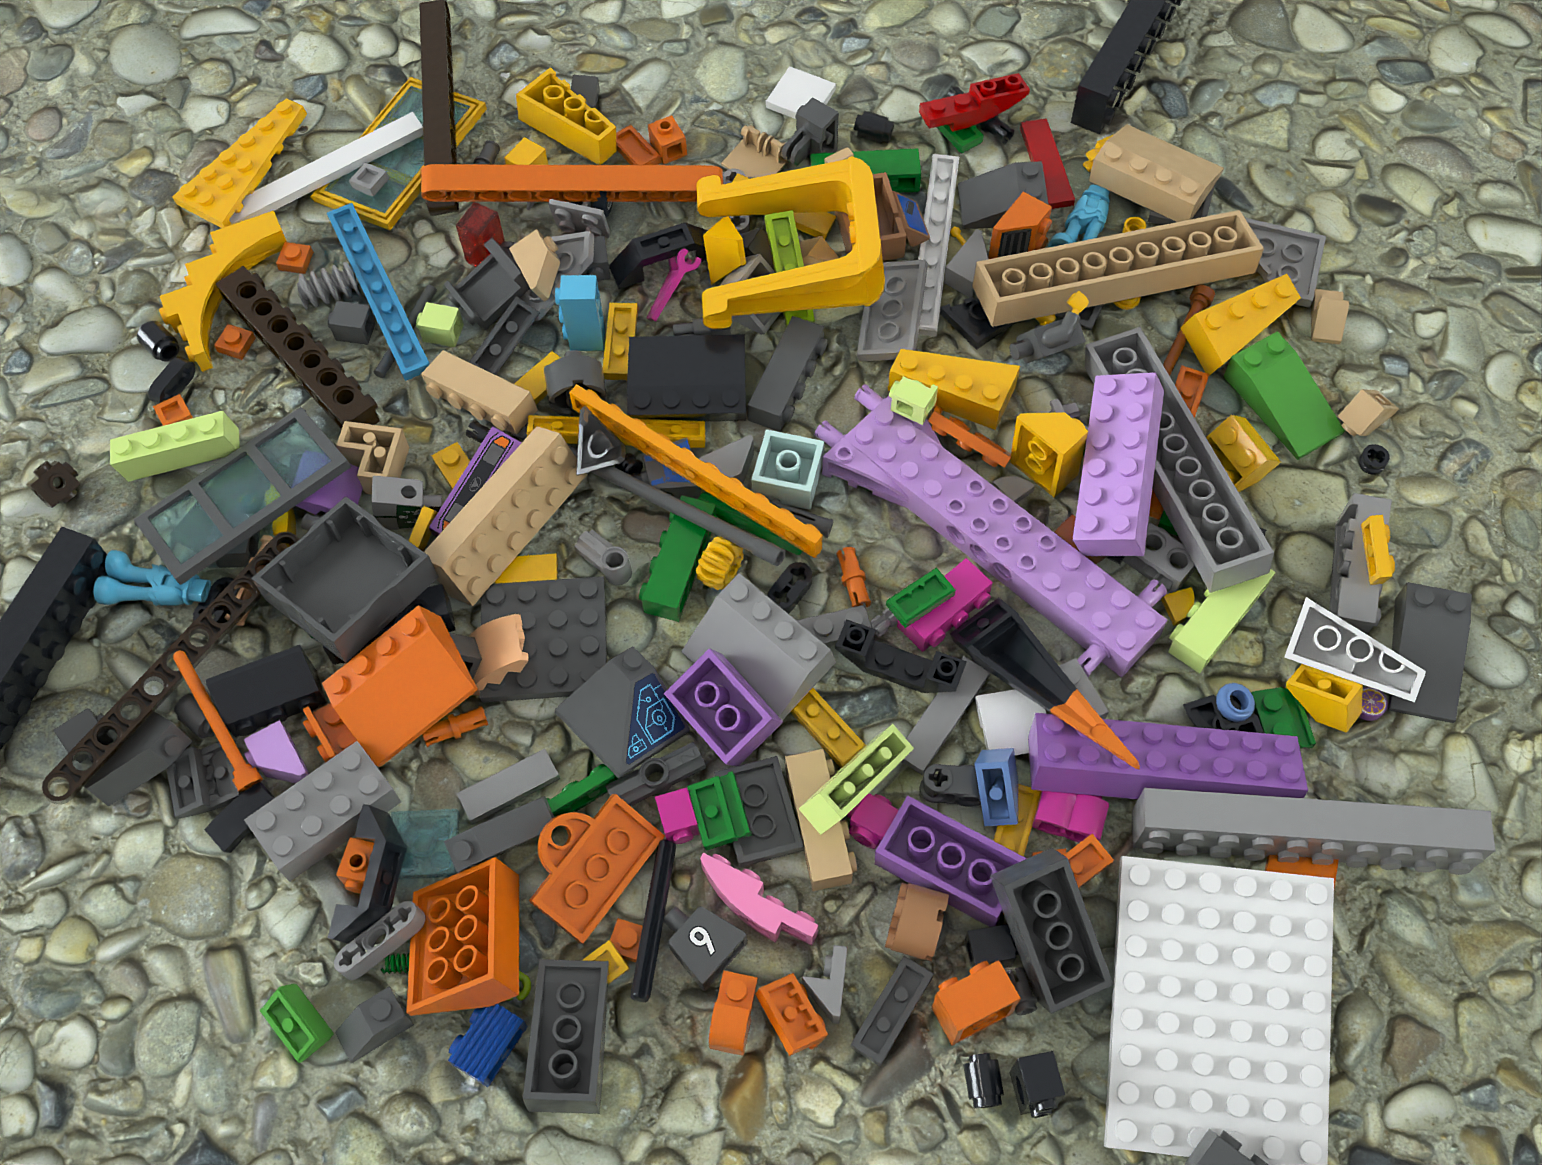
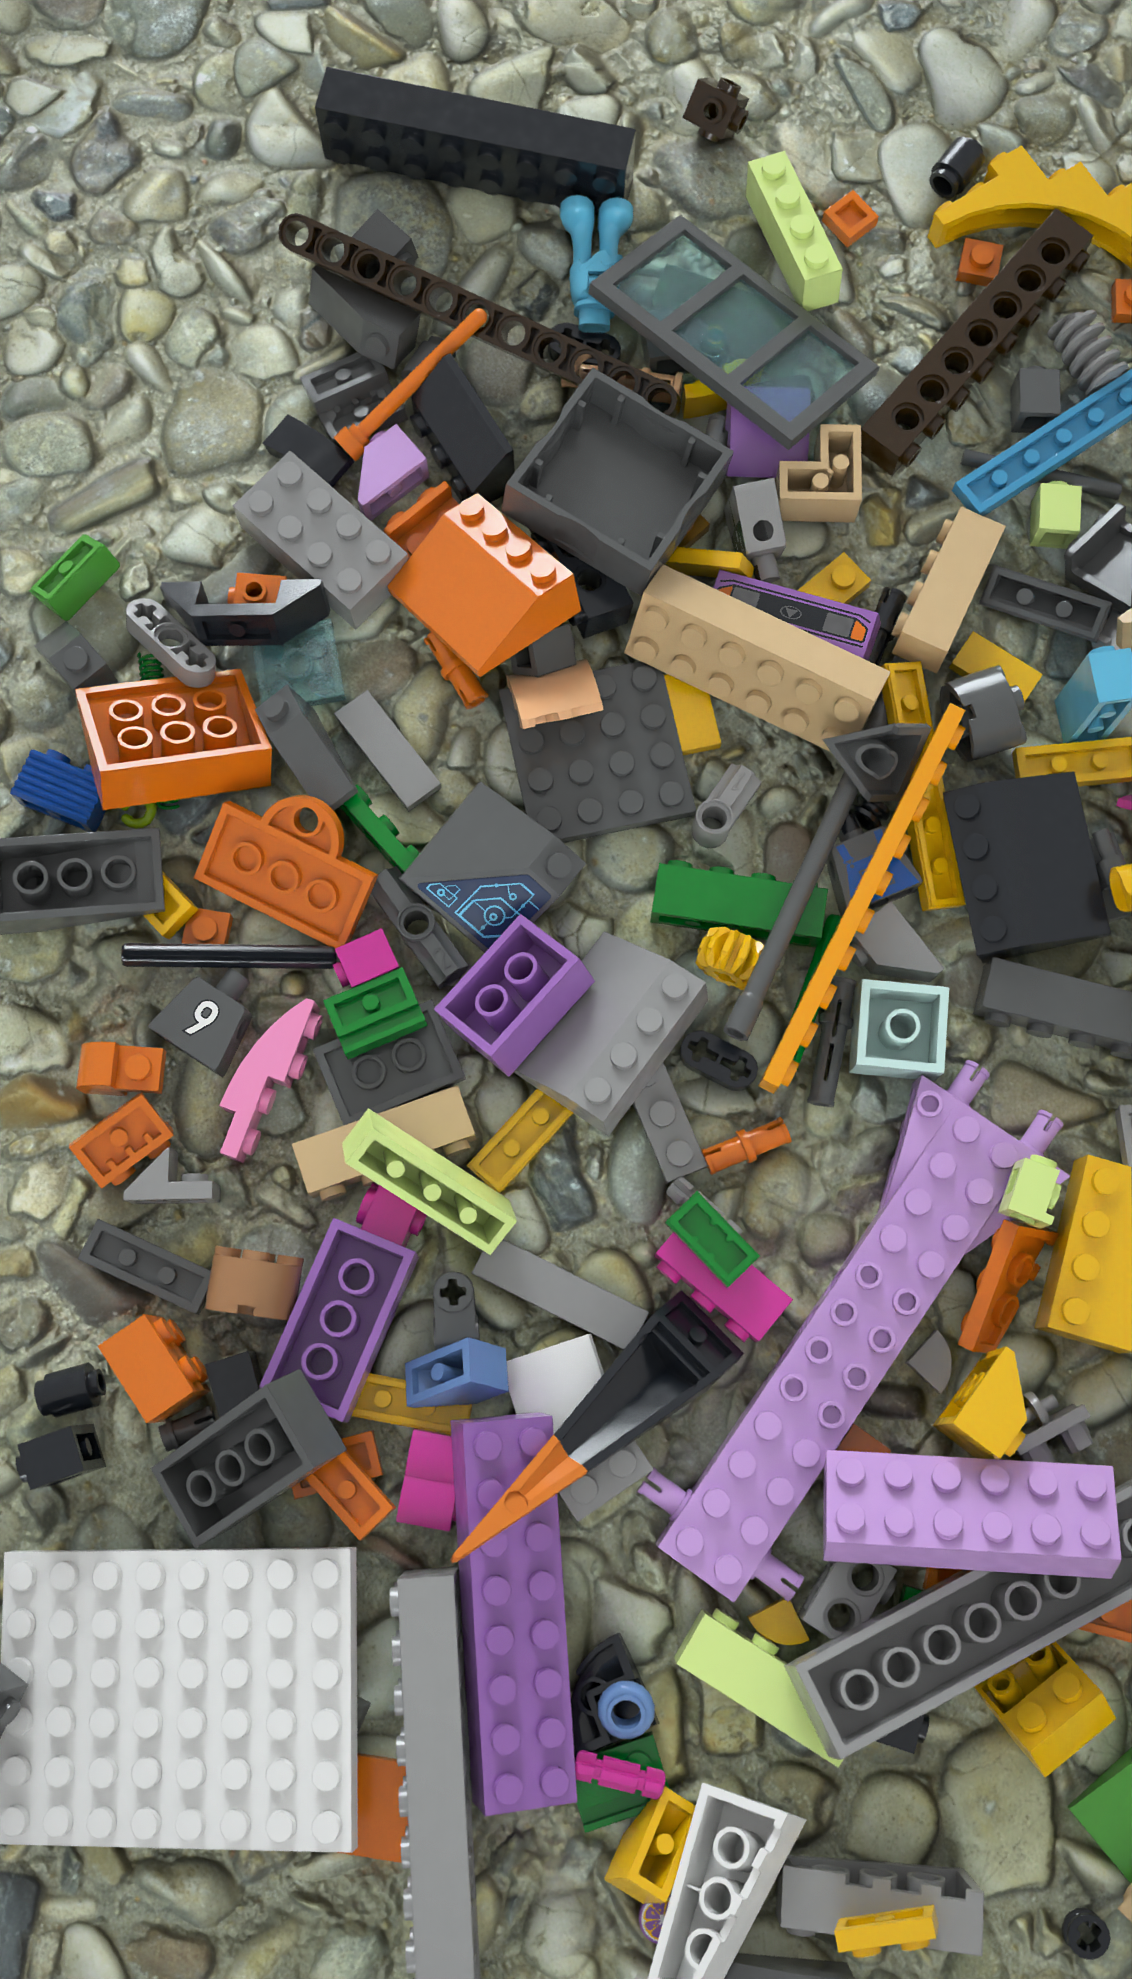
camera: 80 degrees right, 15 degrees up
(172, 380) = (899, 202): black beam -> none
(896, 665) = (624, 1222): black slope -> none
(1279, 708) = (619, 1774): none -> dark pink axle

